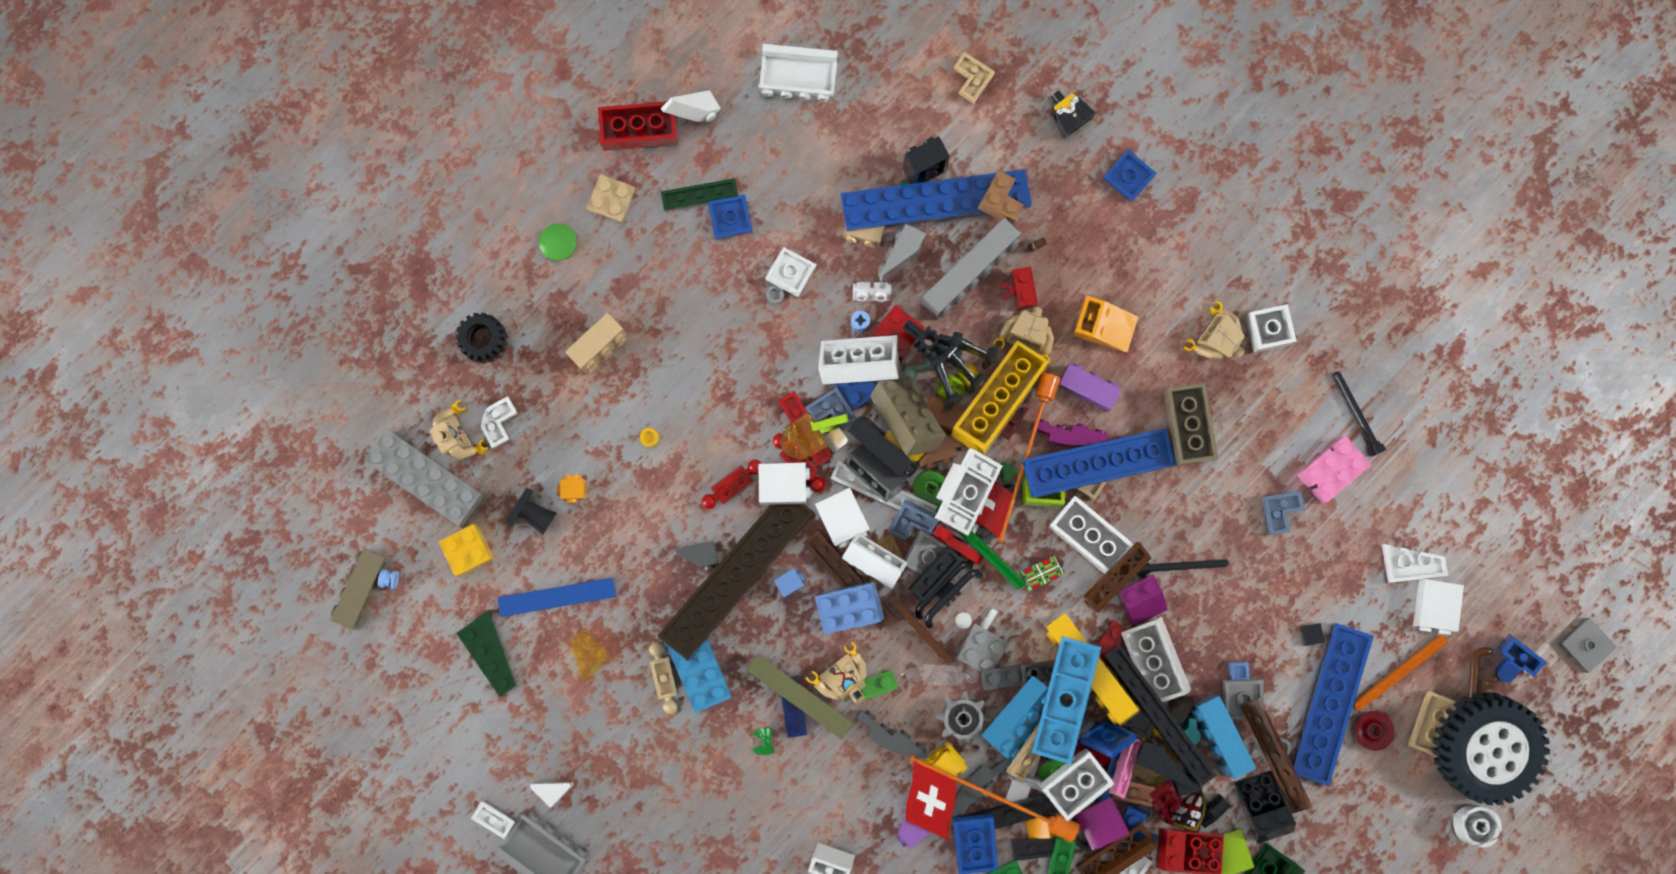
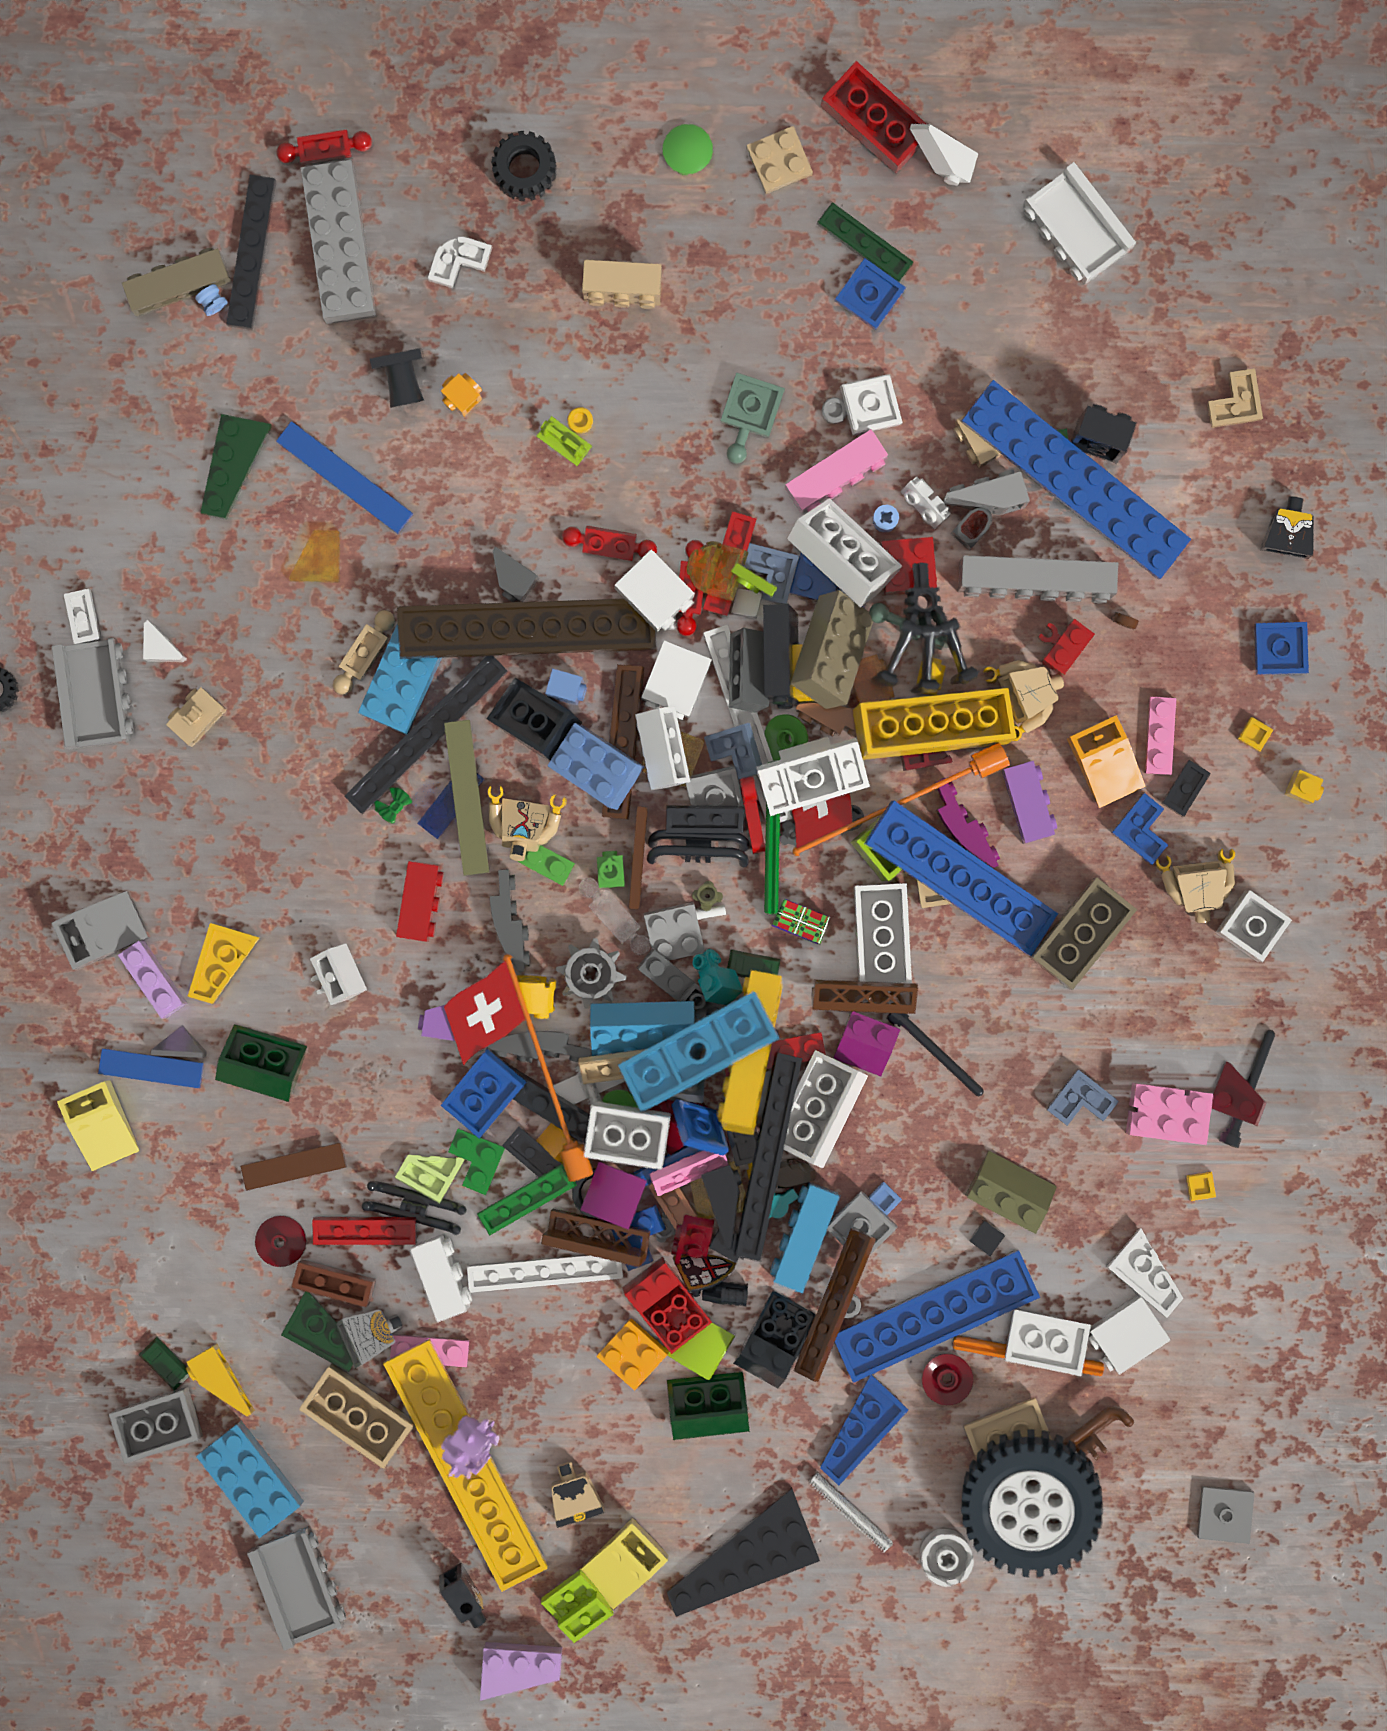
camera: 50 degrees right, 5 degrees up
(365, 437) = (324, 147): none -> red plate
(383, 532) = (251, 252): none -> black plate
(451, 437) = (402, 227): tan torso -> none
(466, 550) = (307, 348): yellow brick -> none
(610, 807) = (195, 716): none -> tan brick
(652, 456) = (563, 440): none -> lime hinge
(731, 338) = (751, 408): none -> sand green plate
(742, 686) = (425, 734): none -> black plate
(789, 617) = (532, 719): none -> black slope
(809, 324) = (836, 471): none -> bright pink brick
(833, 778) = (419, 901): none -> red brick
(909, 279) = (973, 527): none -> rock
(915, 653) = (610, 870): none -> bright green brick
(956, 385) = (906, 669): lime head -> none
(963, 620) = (685, 888): white sticker -> none
(978, 617) = (707, 888): none -> olive plate
(996, 199) = (1127, 542): medium nougat brick -> none
(1007, 471) = (870, 798): green slope -> none
(1034, 652) = (717, 983): none -> teal brick
(1037, 625) = (745, 962): none -> dark green tile
(1117, 283) = (1160, 735): none -> bright pink plate
(1157, 344) = (1135, 831): none -> blue plate
(1159, 296) = (1186, 788): none -> black plate
(1163, 232) = (1255, 734): none -> yellow tile
(1218, 232) = (1304, 787): none -> yellow brick
(1299, 597) = (1011, 1192): none -> olive slope
(1358, 424) = (1237, 1097): none -> dark red wing
(1360, 802) = (864, 1428): none -> blue wing
(1388, 489) = (1200, 1186): none -> yellow tile
(1401, 856) = (850, 1511): none -> white axle
(1404, 655) = (1047, 1342): none -> white plate
(1517, 659) = (1148, 1456): blue brick -> none

